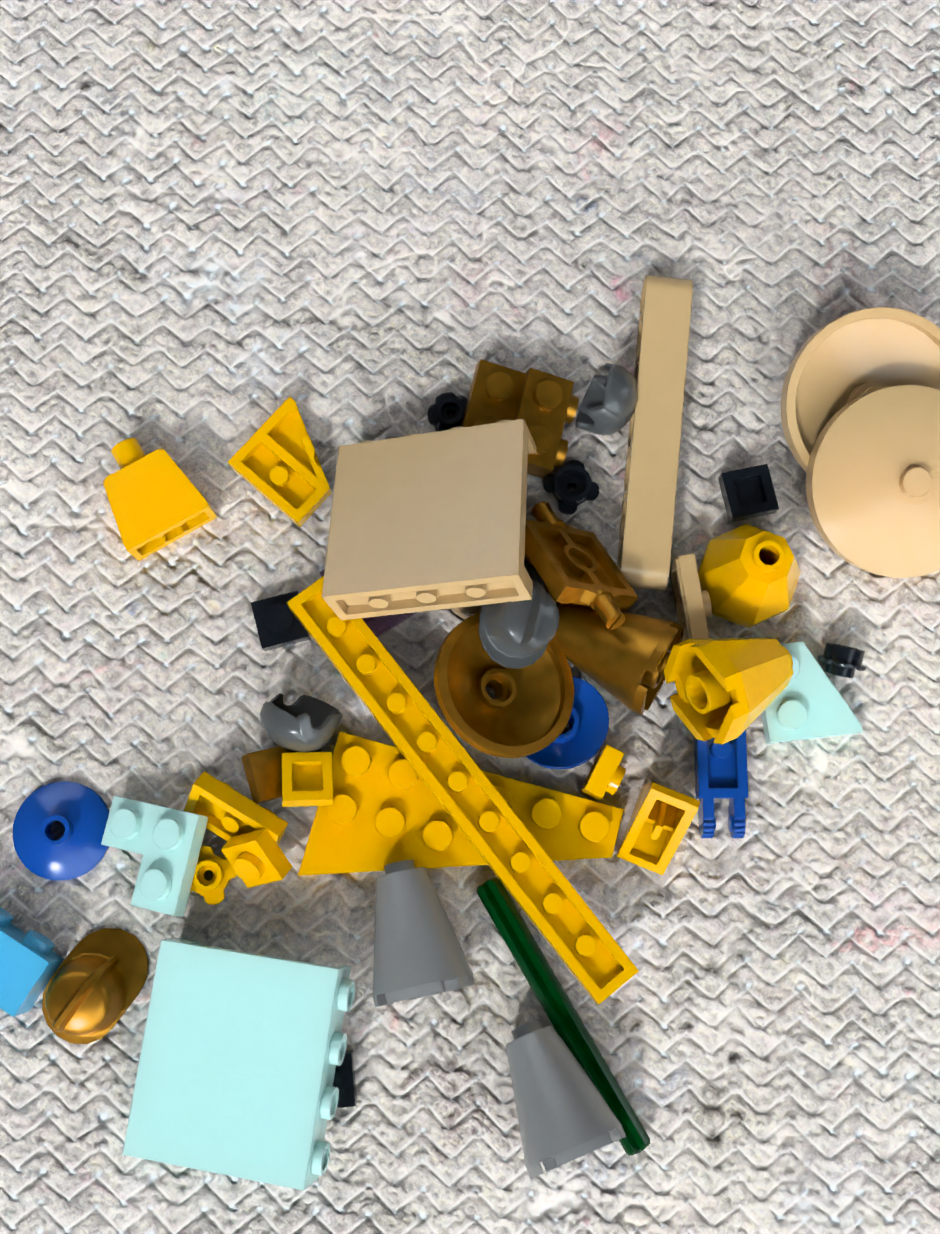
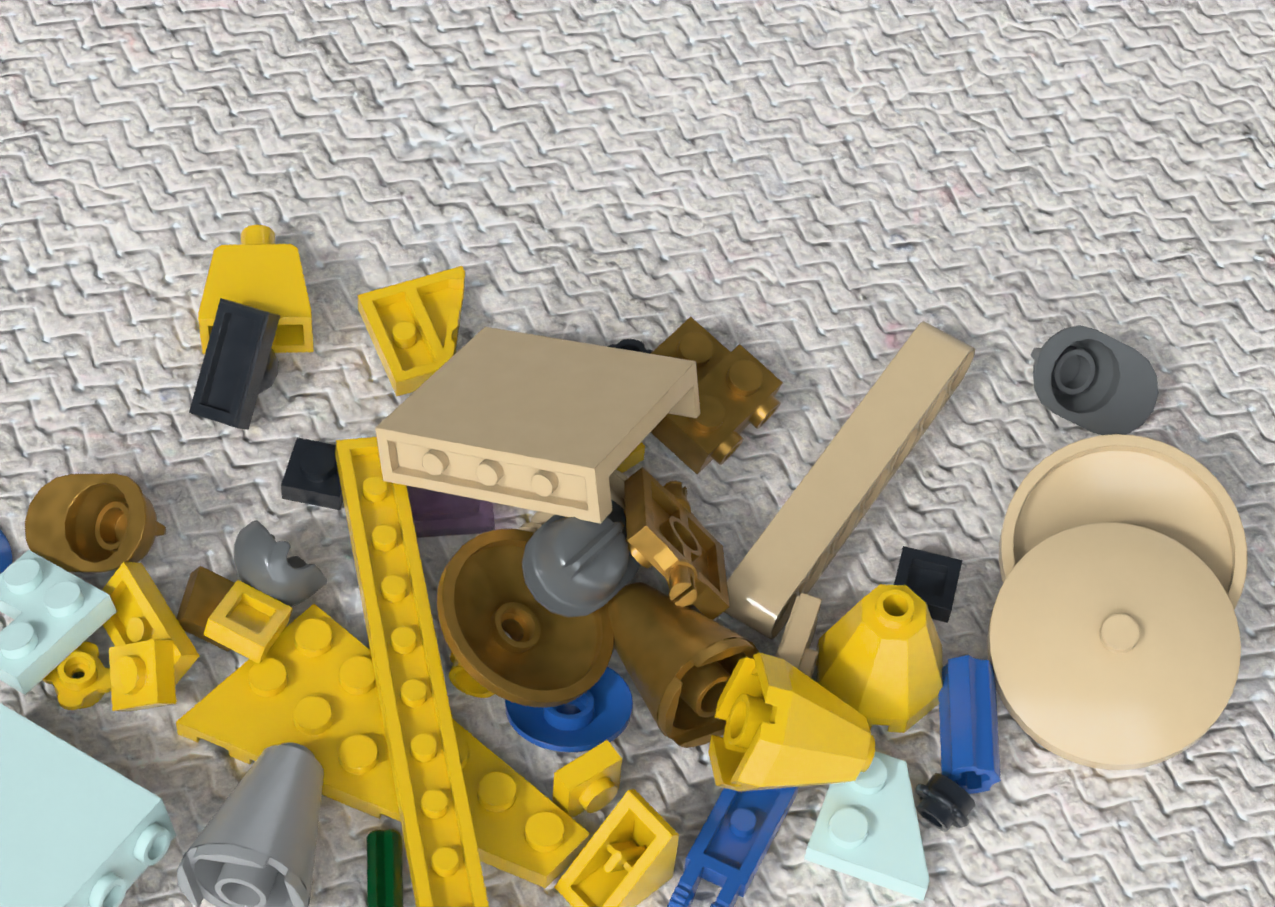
camera: 25 degrees right, 25 degrees down
(149, 758) = (91, 522): none -> pearl gold piece
(175, 571) = (236, 364): none -> black tile
(575, 474) = (723, 476): black plate -> none
(608, 402) = (813, 423): dark grey hair -> none
(785, 264) = (1094, 381): none -> dark grey piece
(831, 591) = (969, 724): none -> blue axle

